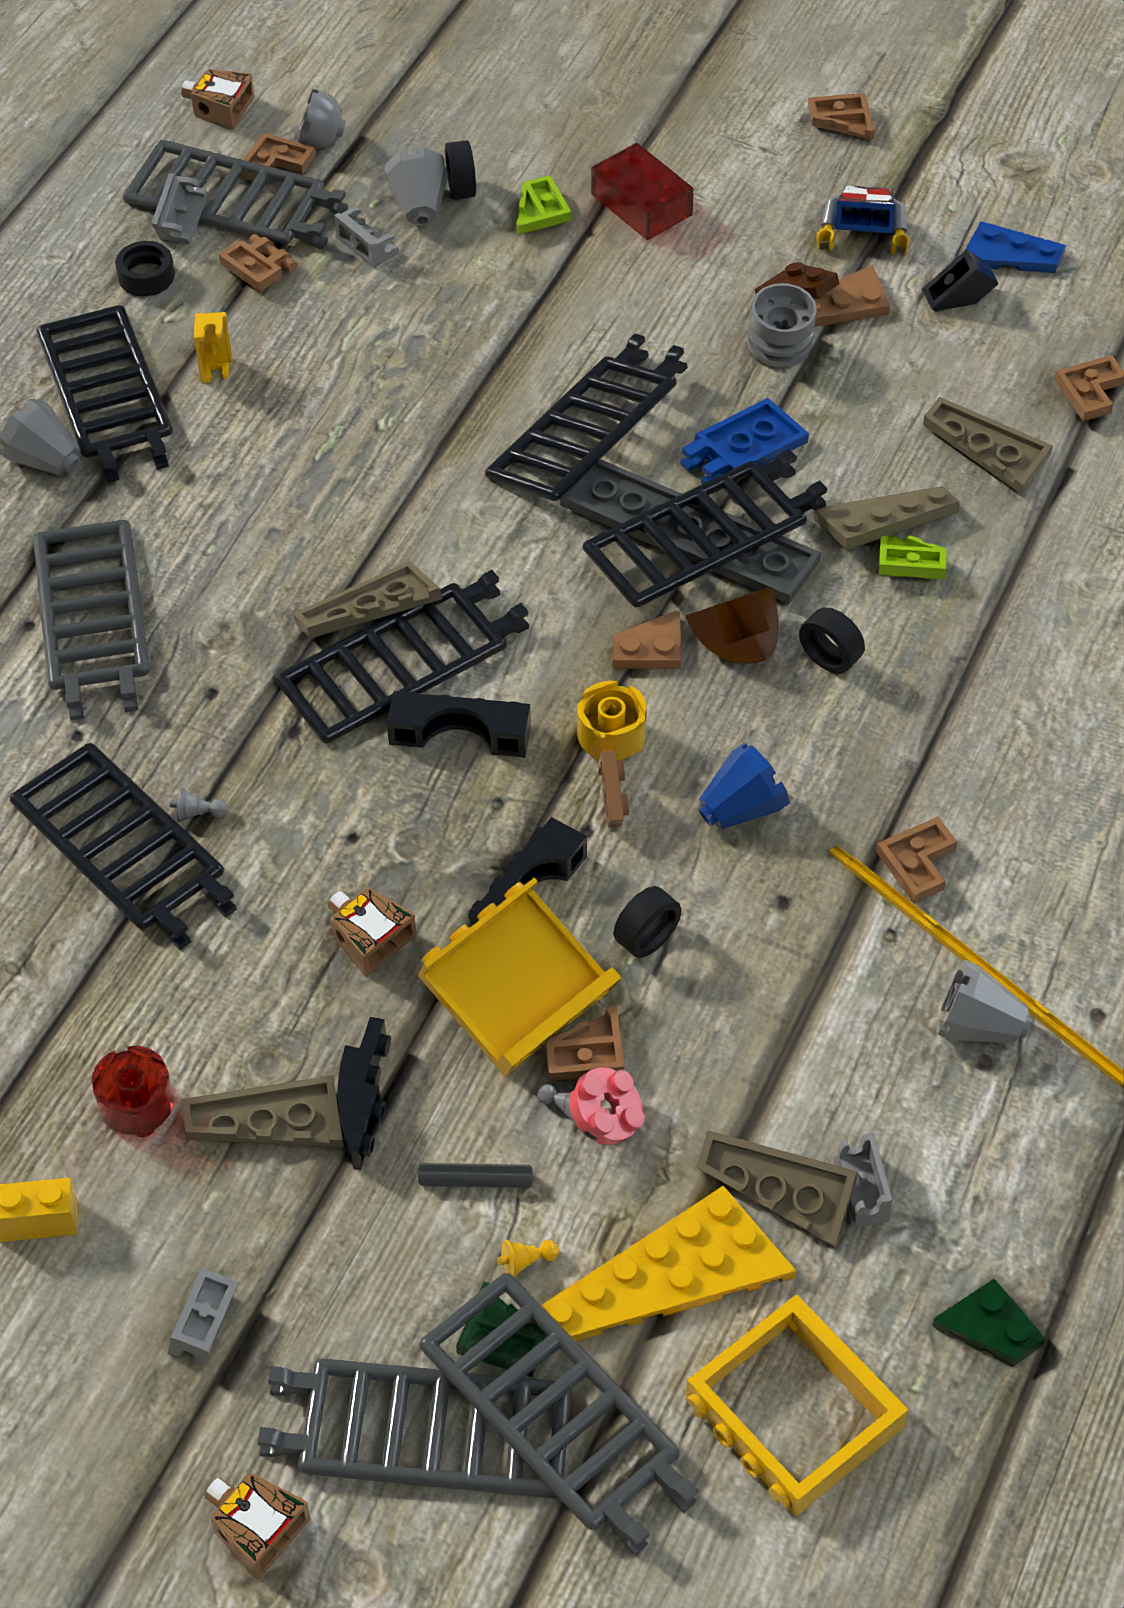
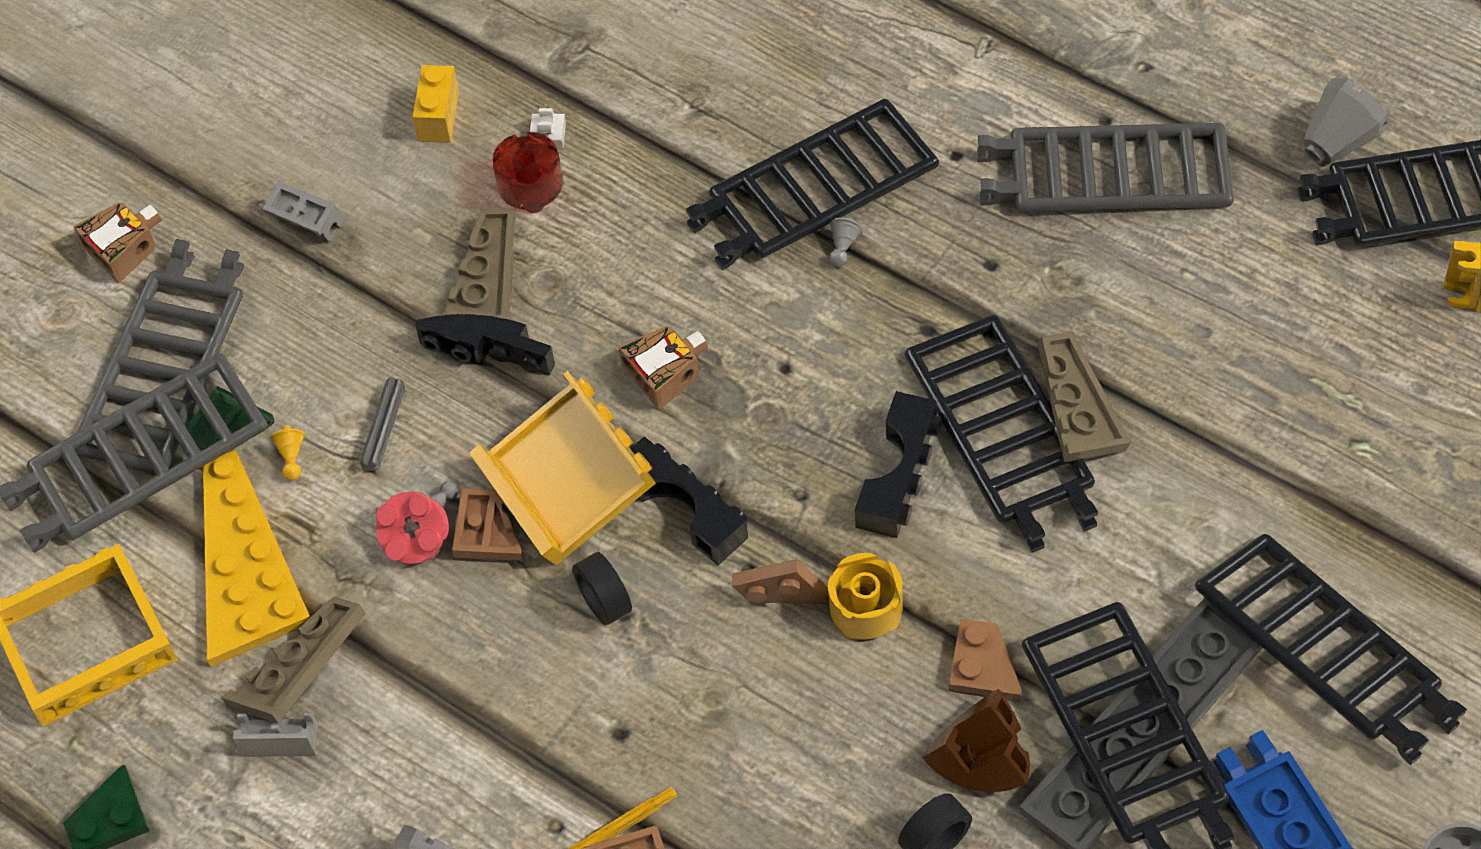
camera: 105 degrees right, 5 degrees up
(61, 1099) = (550, 125): none -> white tile
(742, 790) = (750, 708): blue cone -> none

